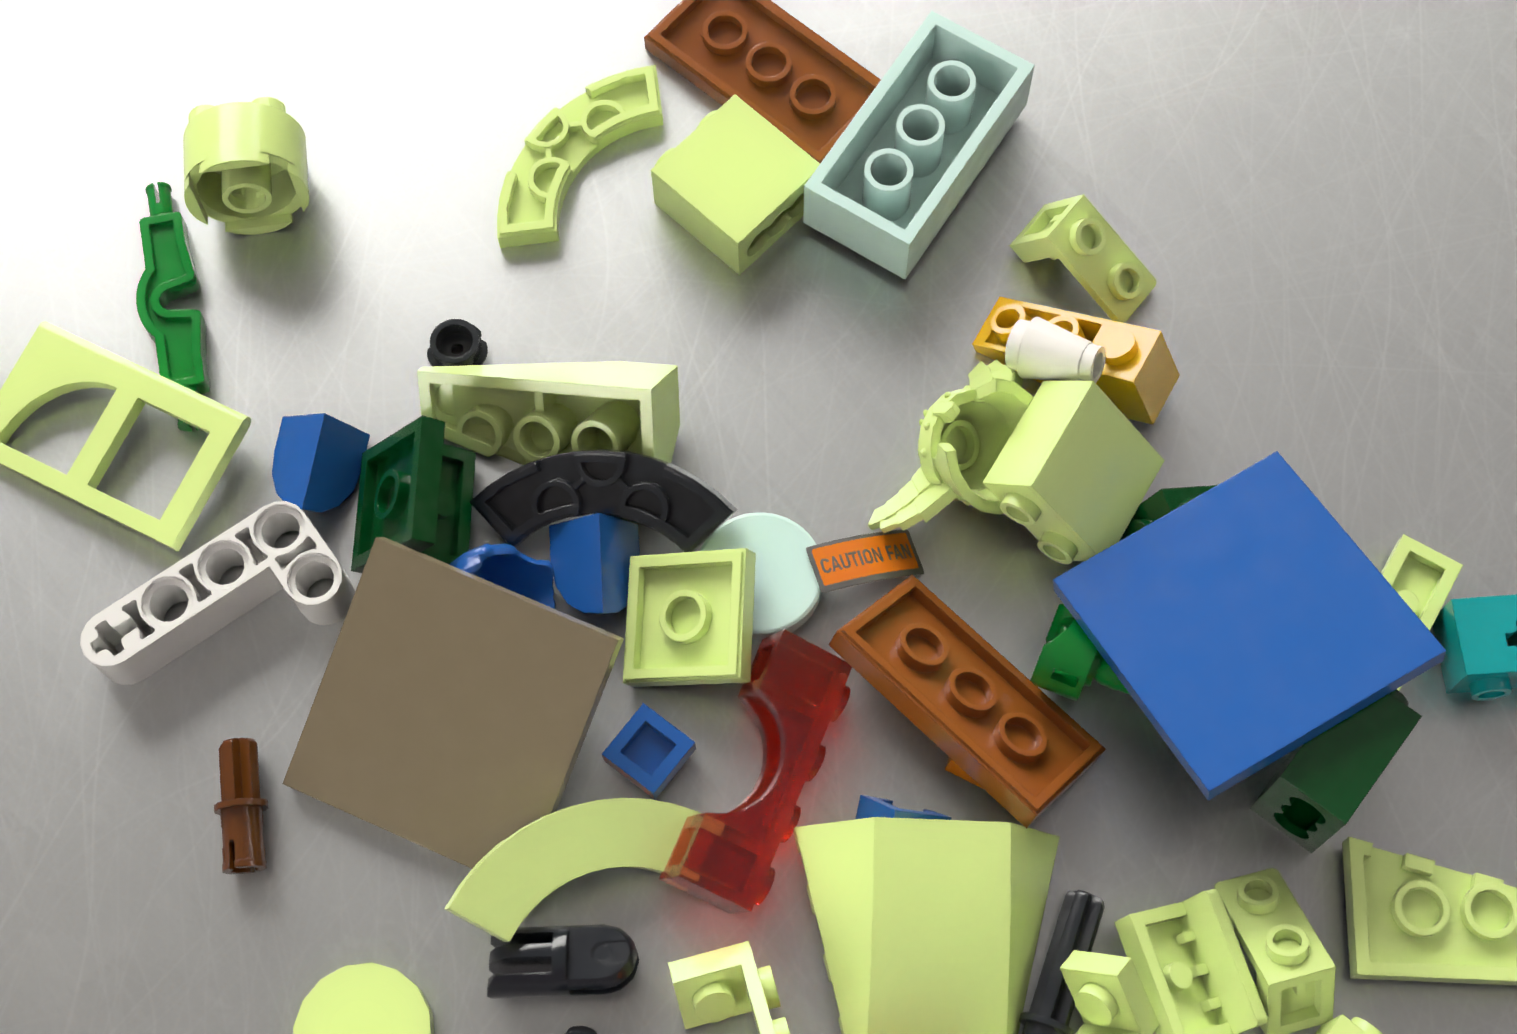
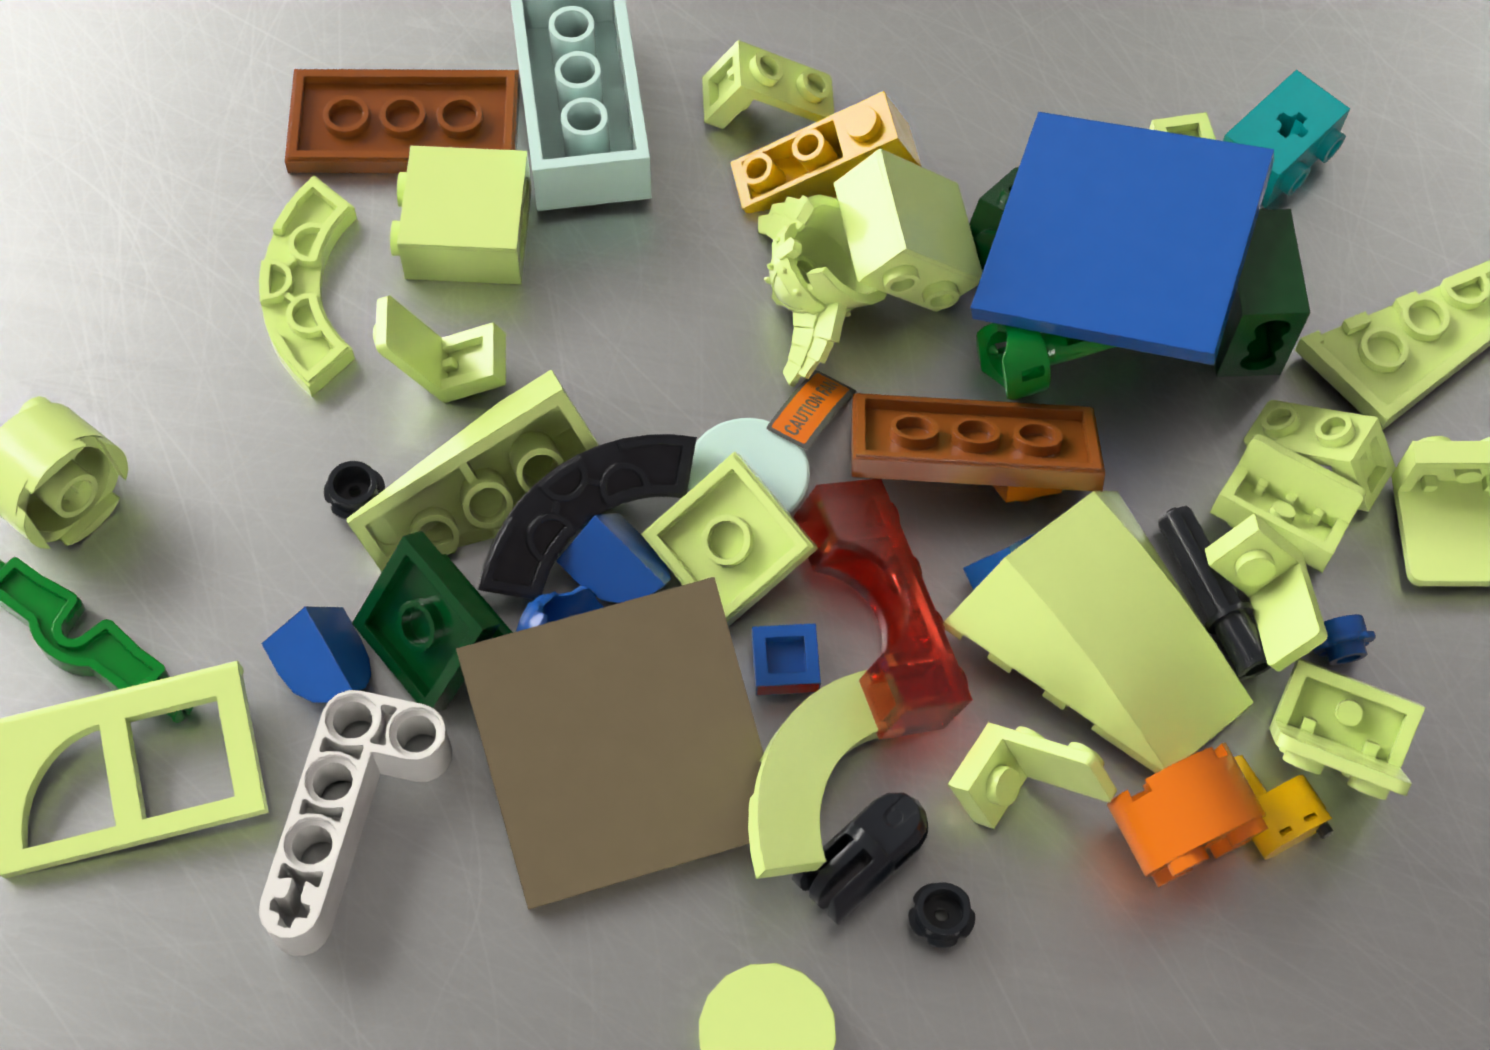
camera: 45 degrees left, 5 degrees down
(241, 807) = (511, 952): reddish brown axle -> none
(600, 284) = (446, 365): none -> yellowish green bracket
(1052, 353) = (823, 159): white cone -> none

